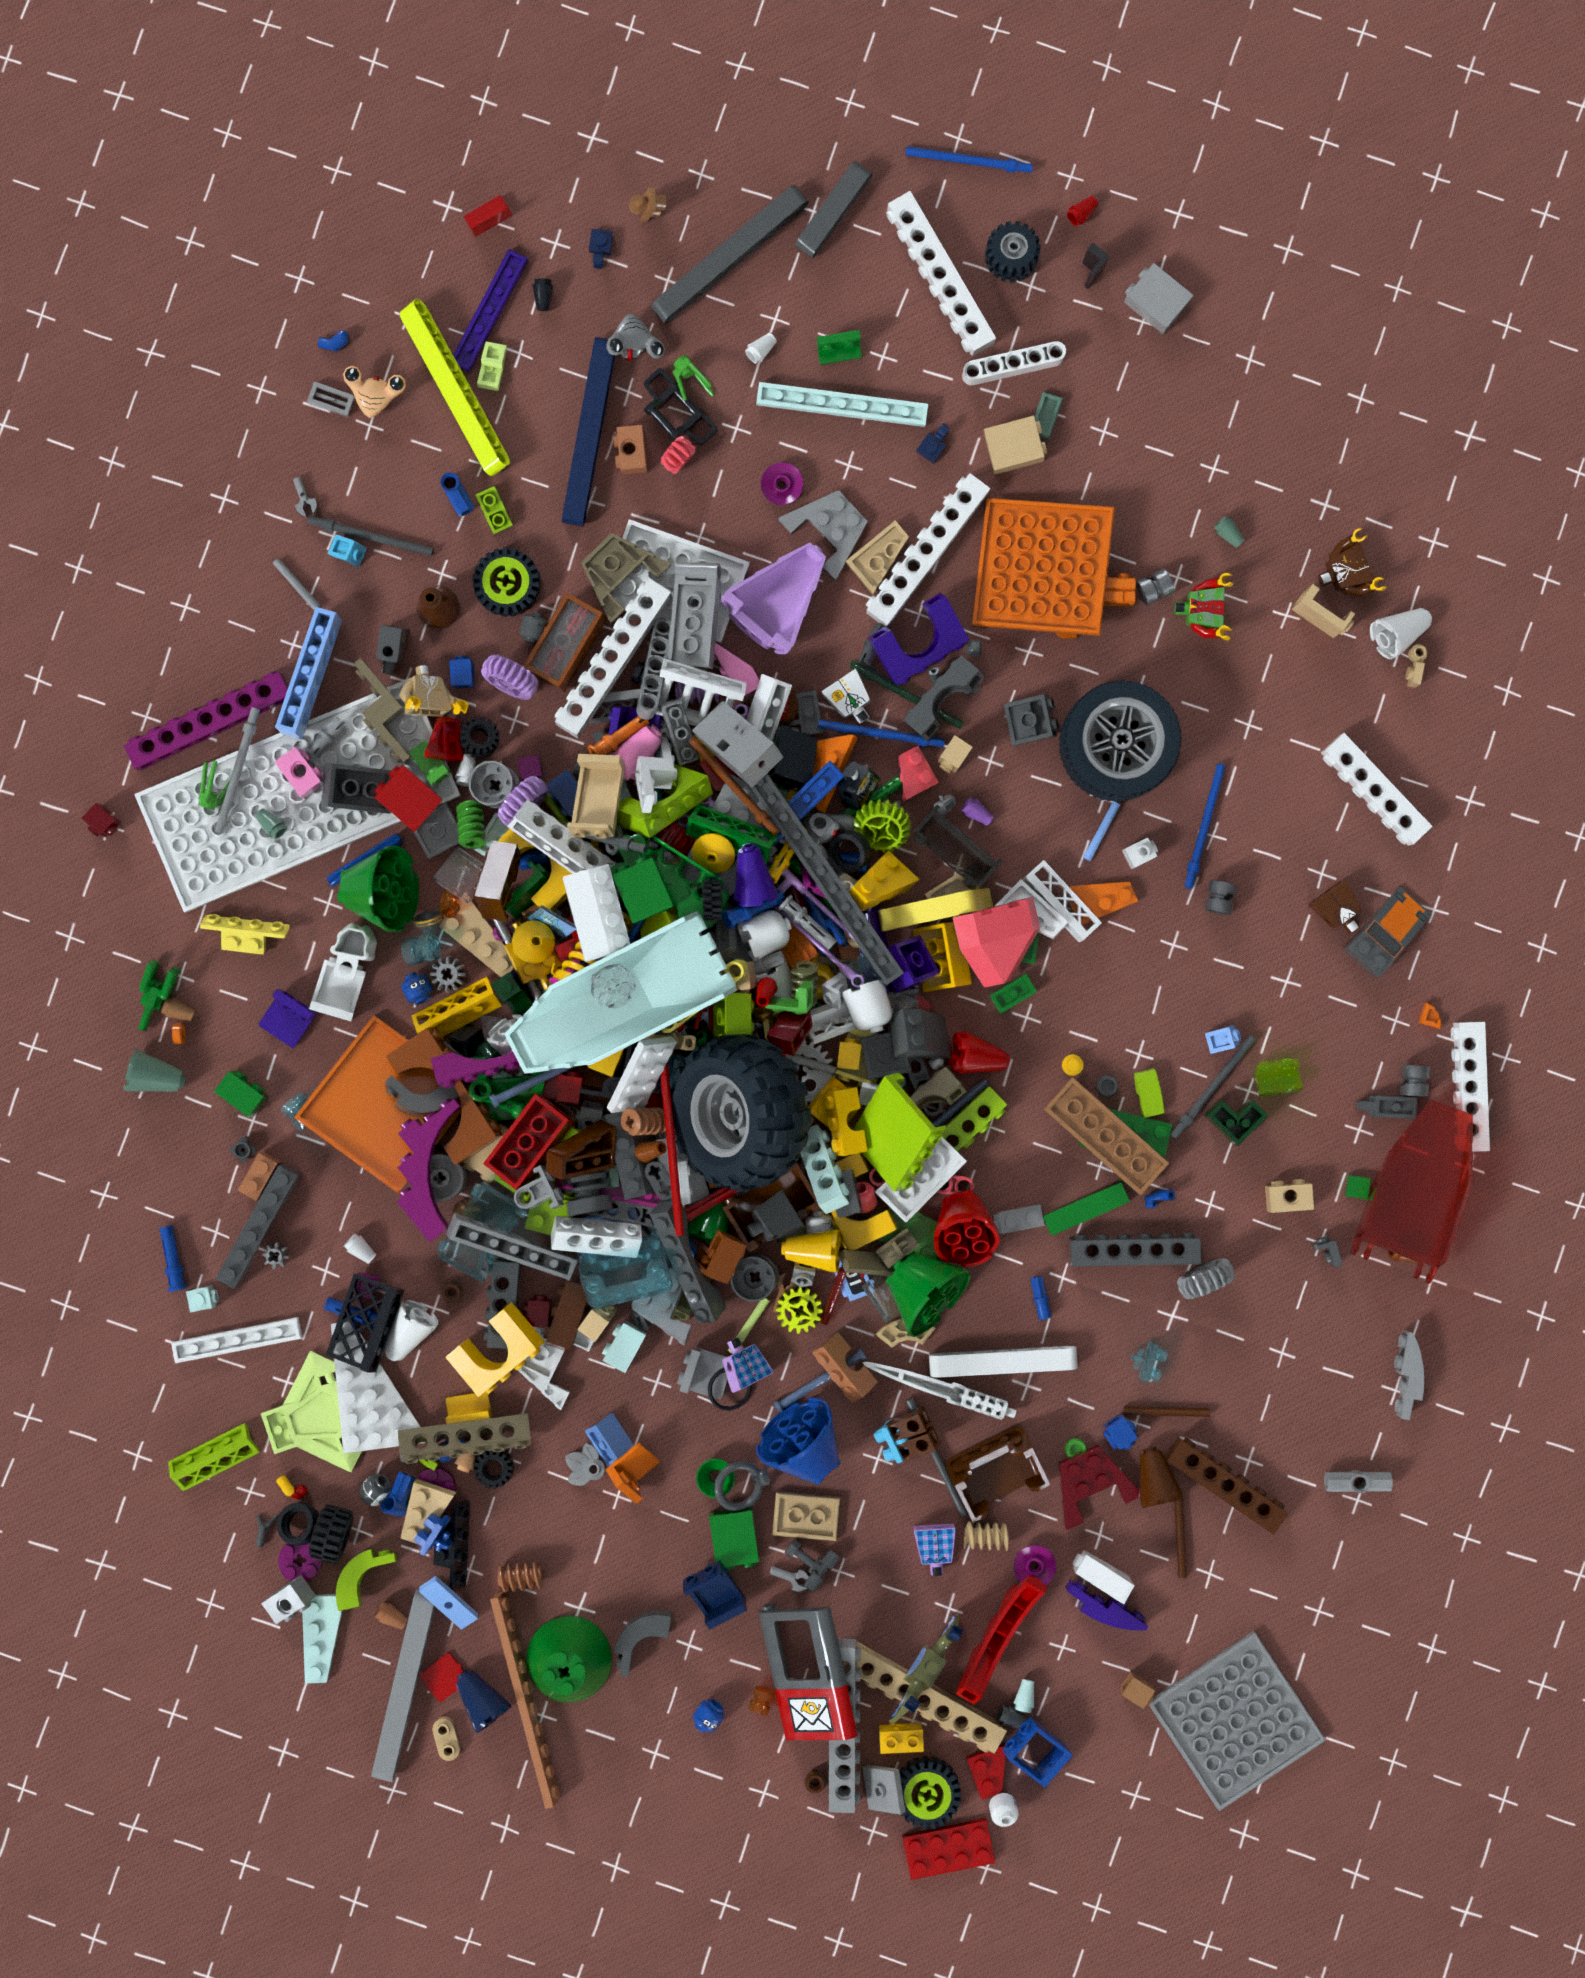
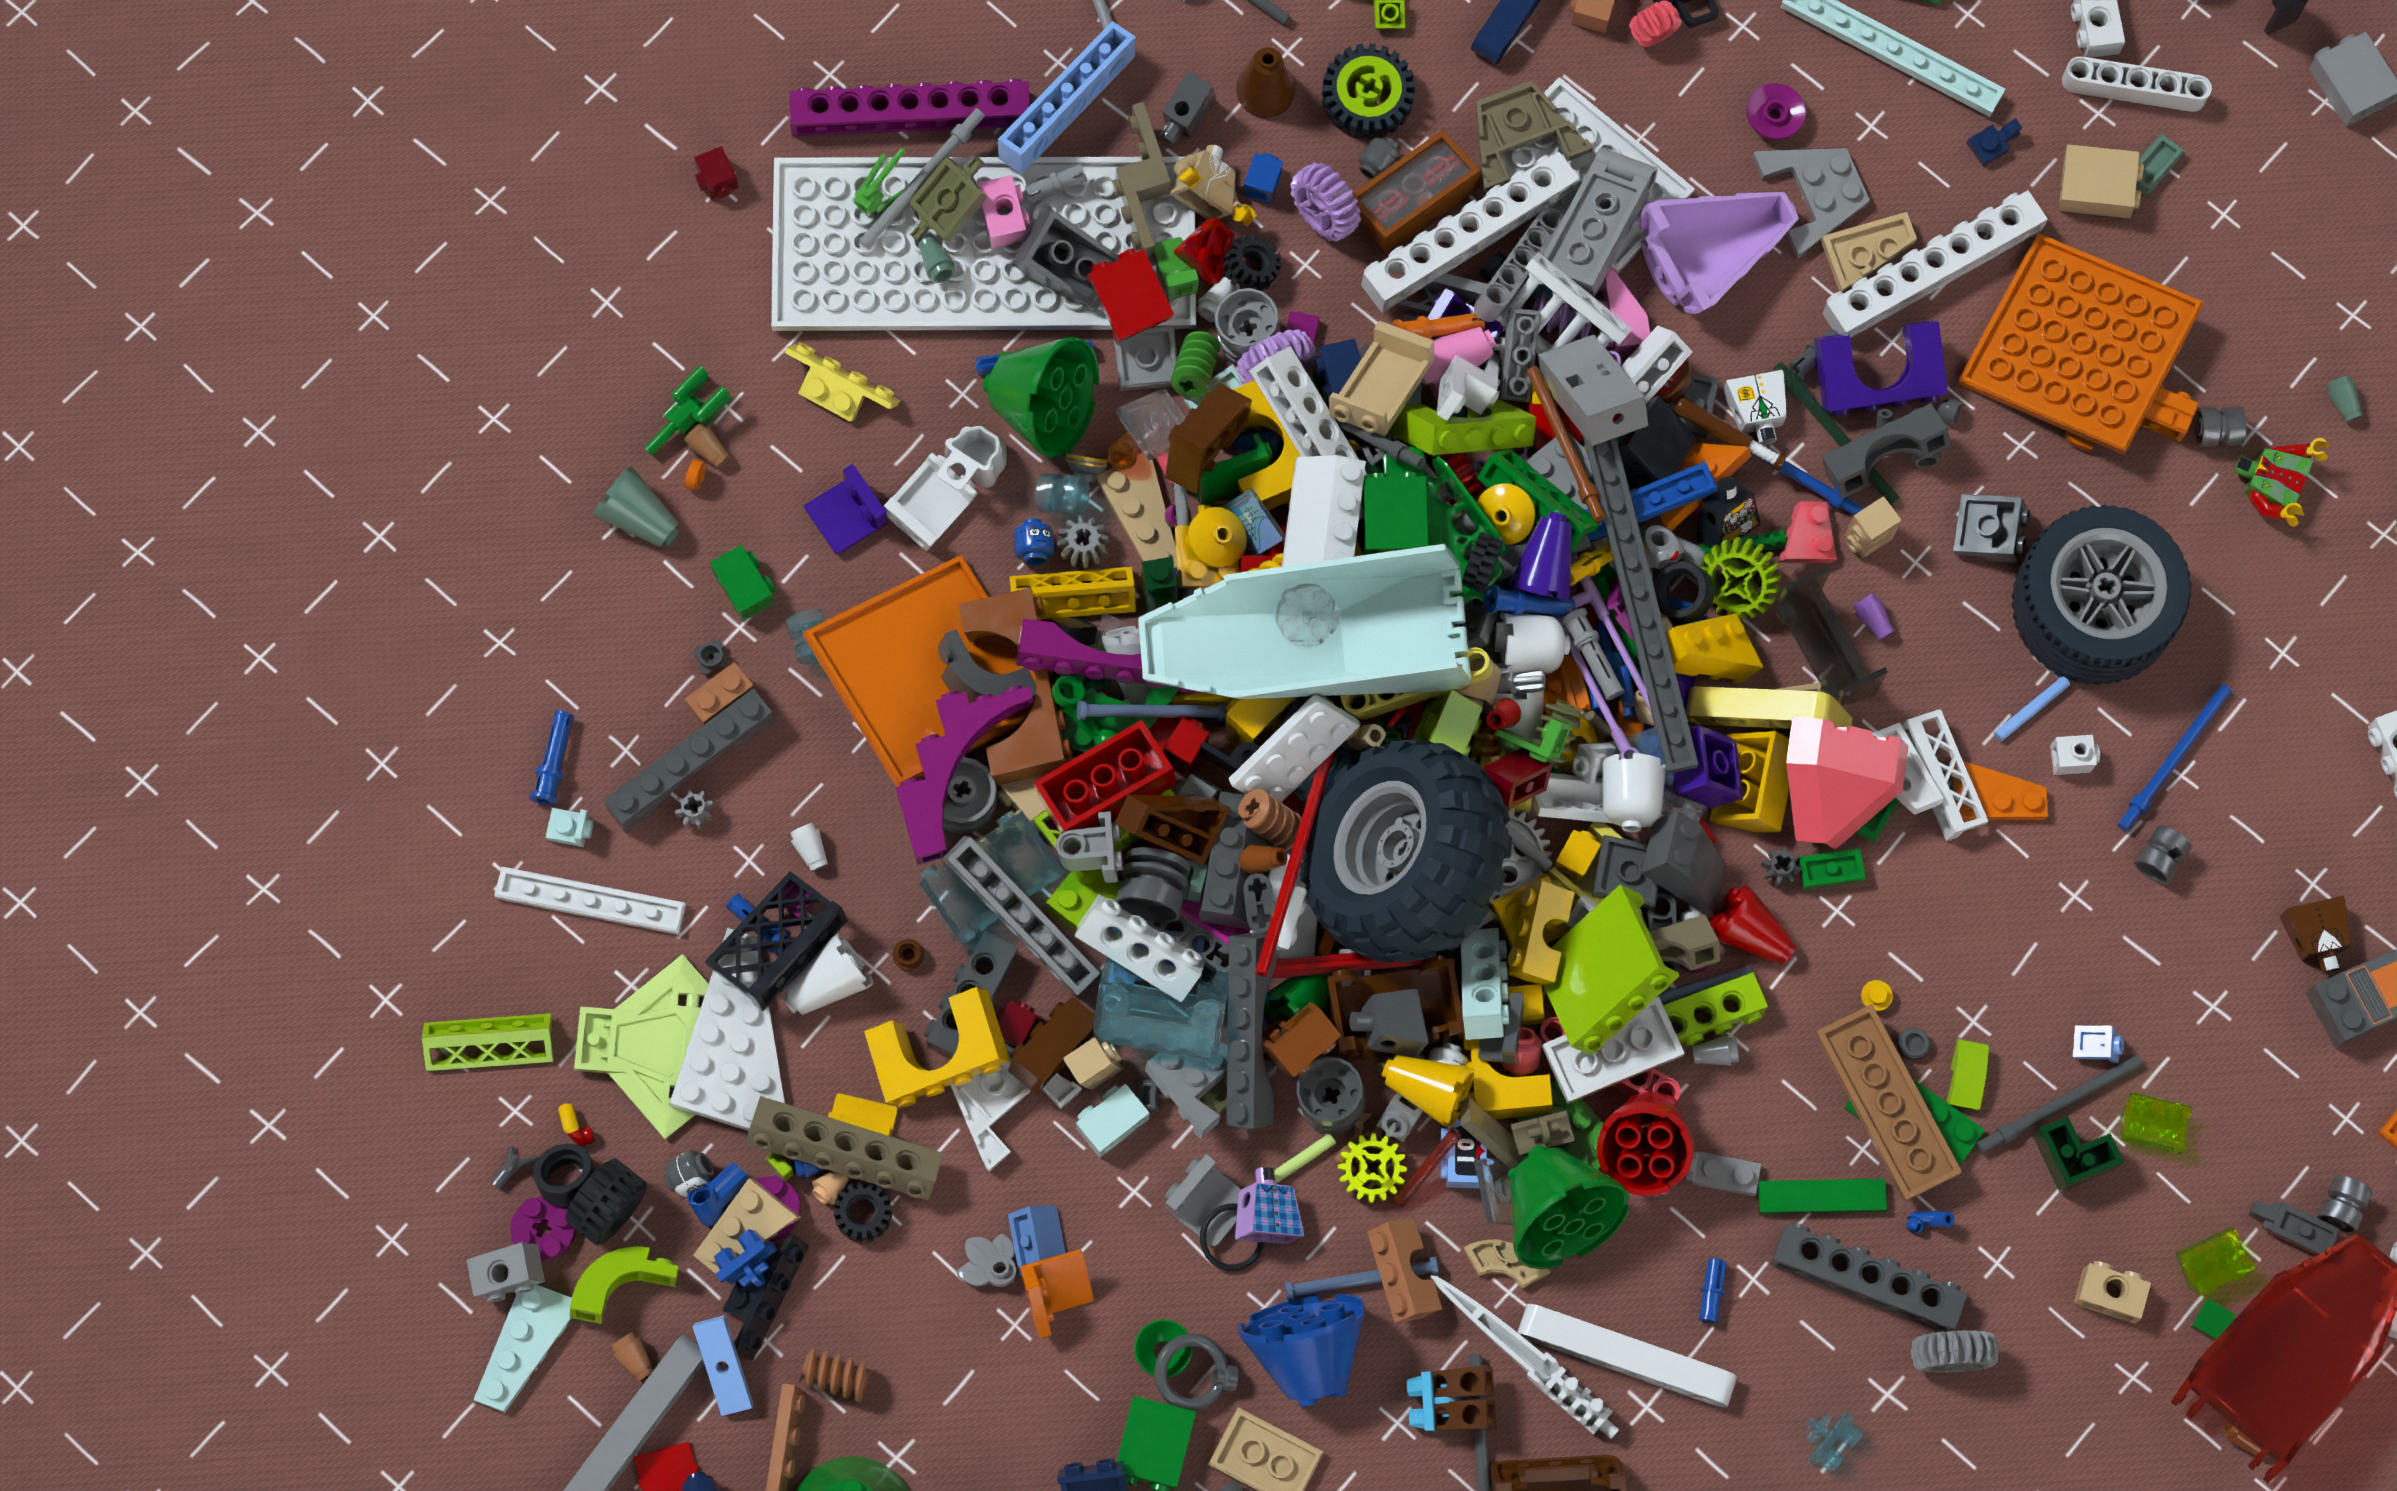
camera: 20 degrees right, 15 degrees down
(260, 780) = (947, 199): none -> olive plate
(819, 726) = (1725, 431): none -> reddish brown piece
(945, 803) = (1836, 590): light grey piece -> none
(974, 1007) = (1781, 858): none -> dark grey gear
(986, 1143) = (1717, 1051): none -> light grey cone
(1332, 1252) = (2145, 1393): dark grey bracket -> none
(1346, 1151) = (2214, 1262): none -> clear neon green bracket

